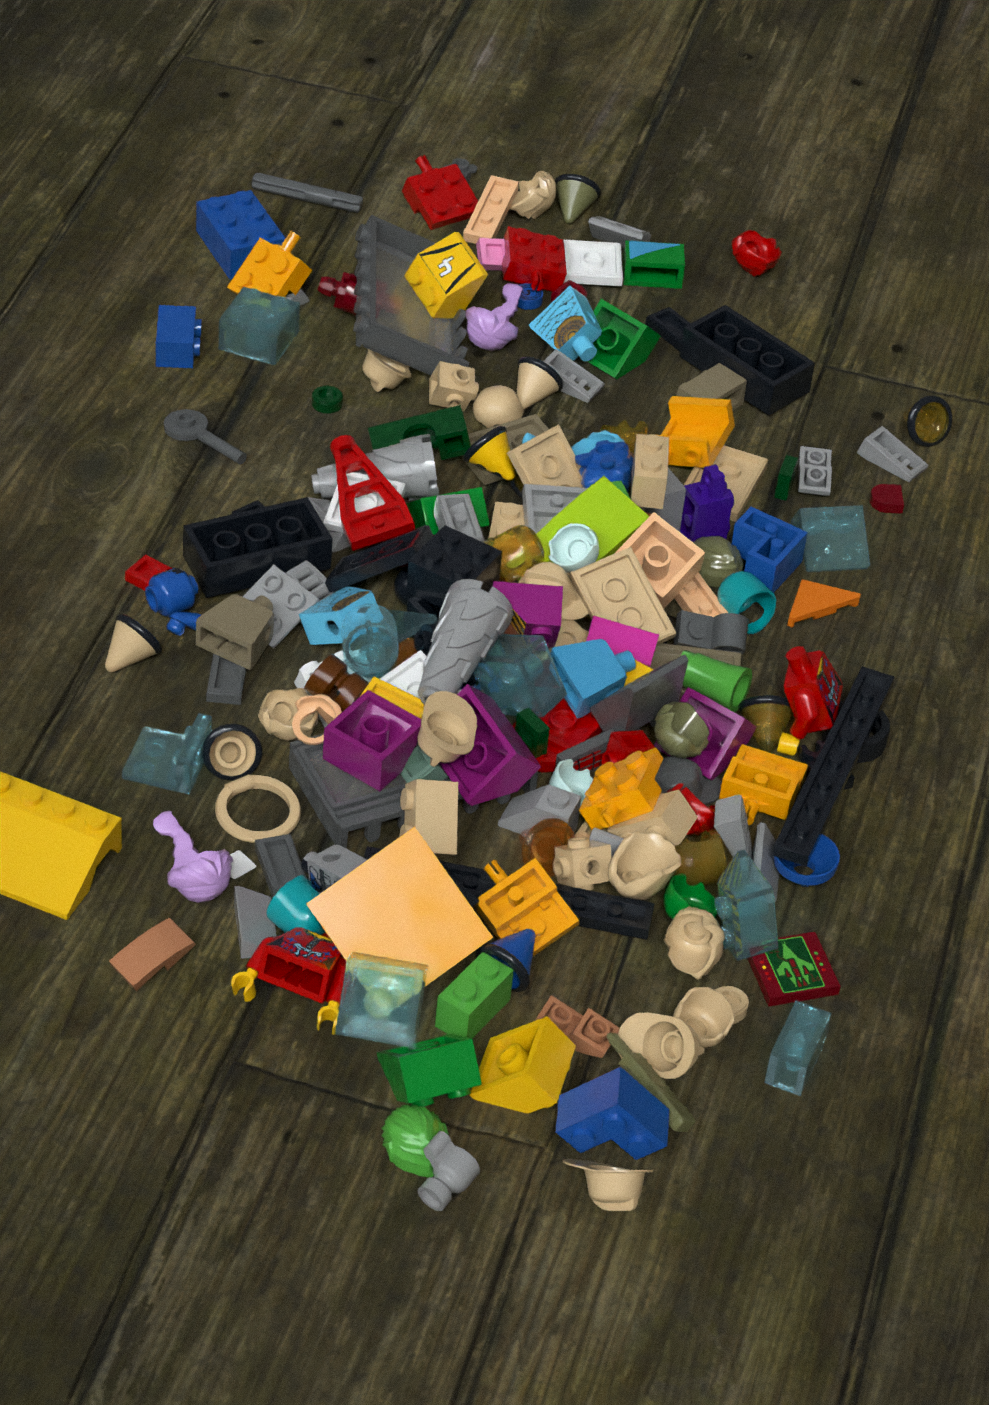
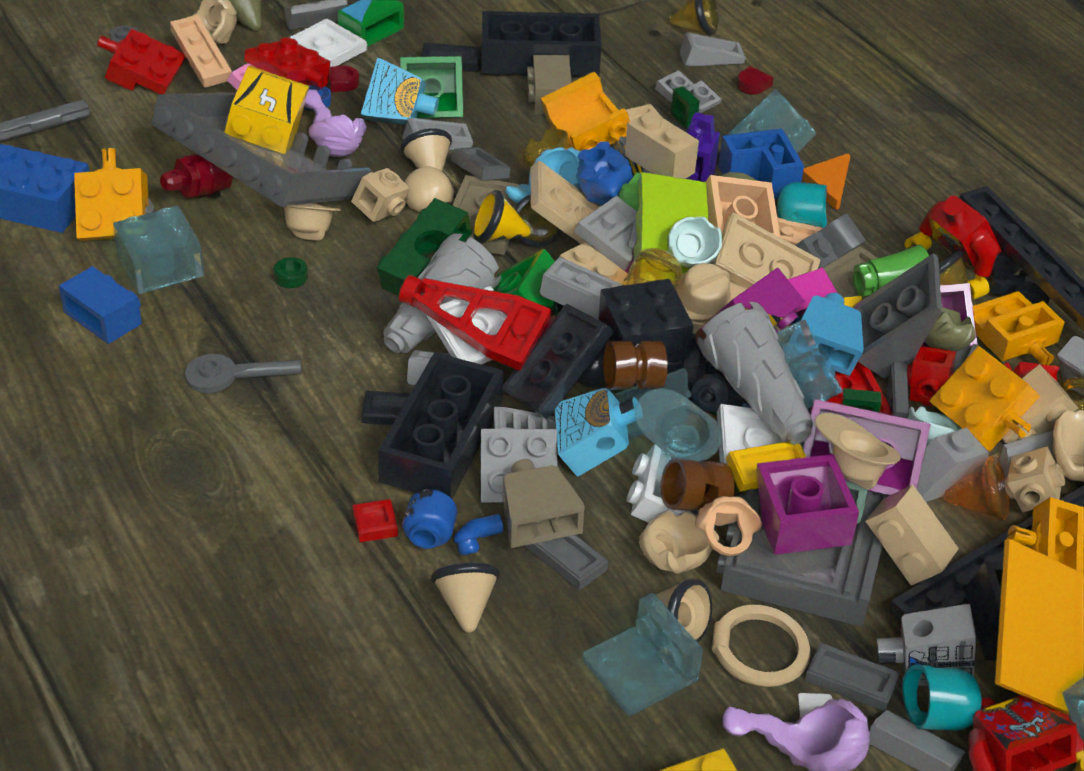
camera: 45 degrees left, 0 degrees up
(399, 586) = (630, 365): none -> reddish brown wheel
(561, 411) = (480, 163): none -> dark grey tile

